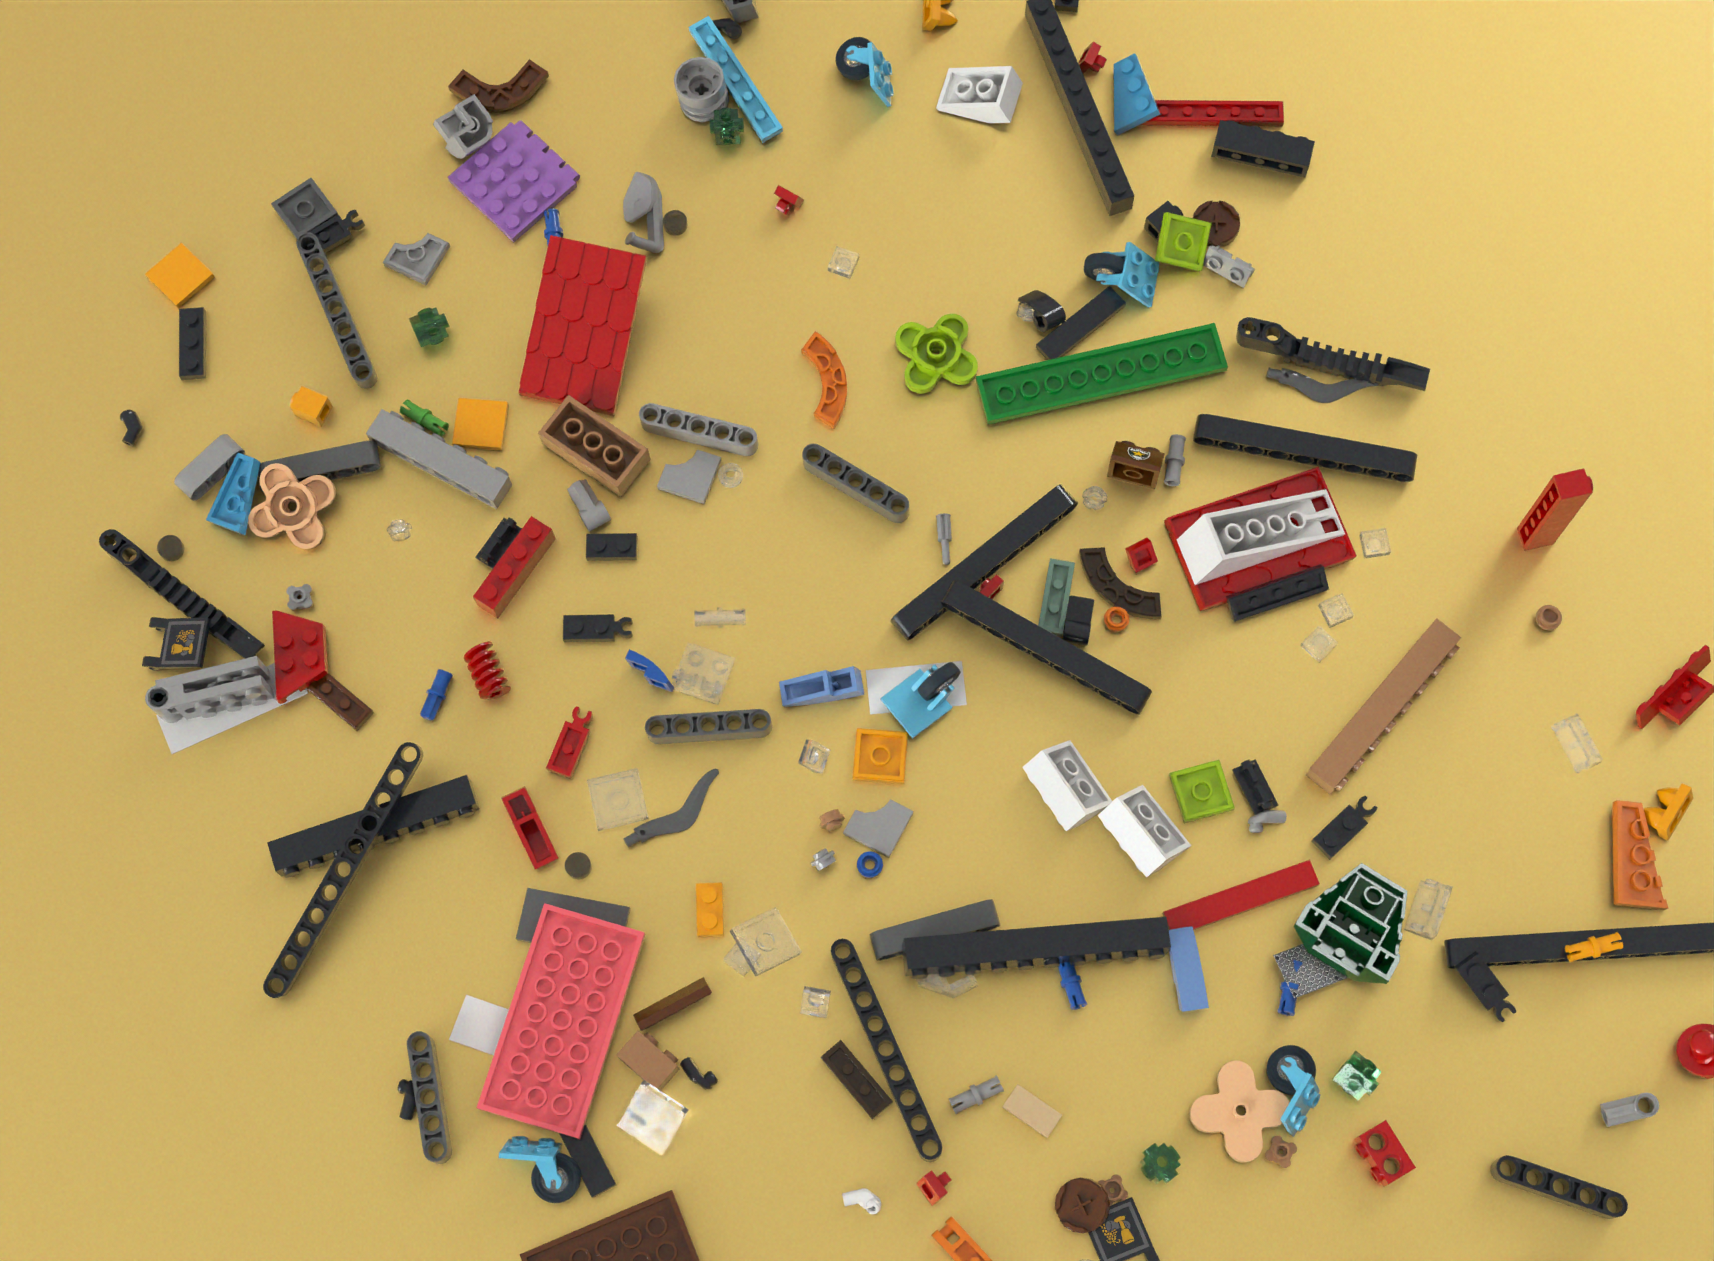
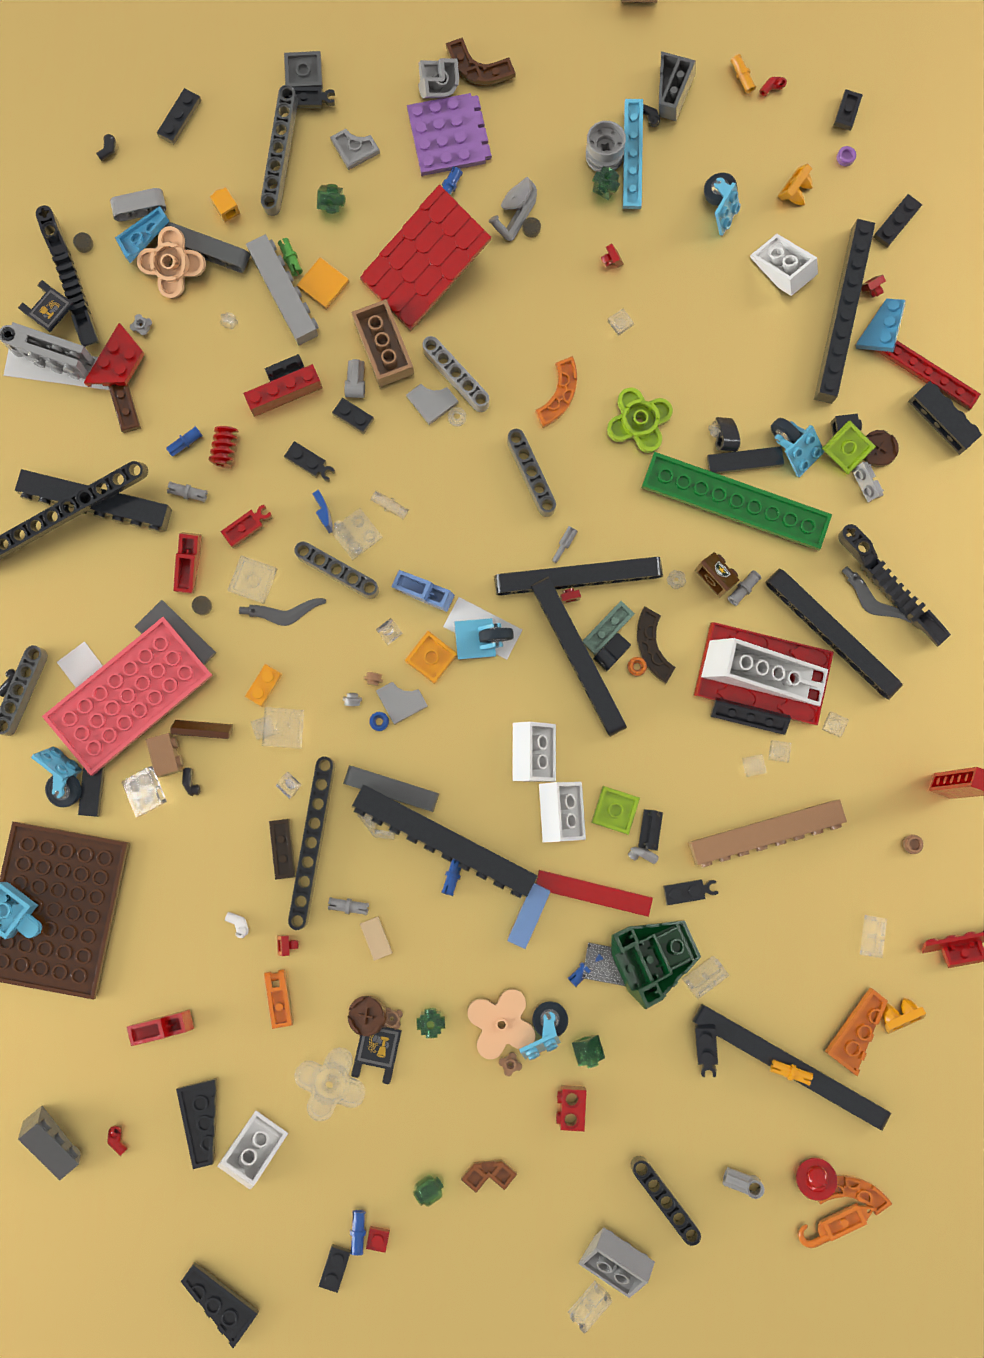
camera: 25 degrees right, 10 degrees up
(179, 275) = (198, 65): light orange tile -> none
(477, 748) = (187, 491): none -> light grey pin
(1141, 555) = (680, 635): red plate -> none

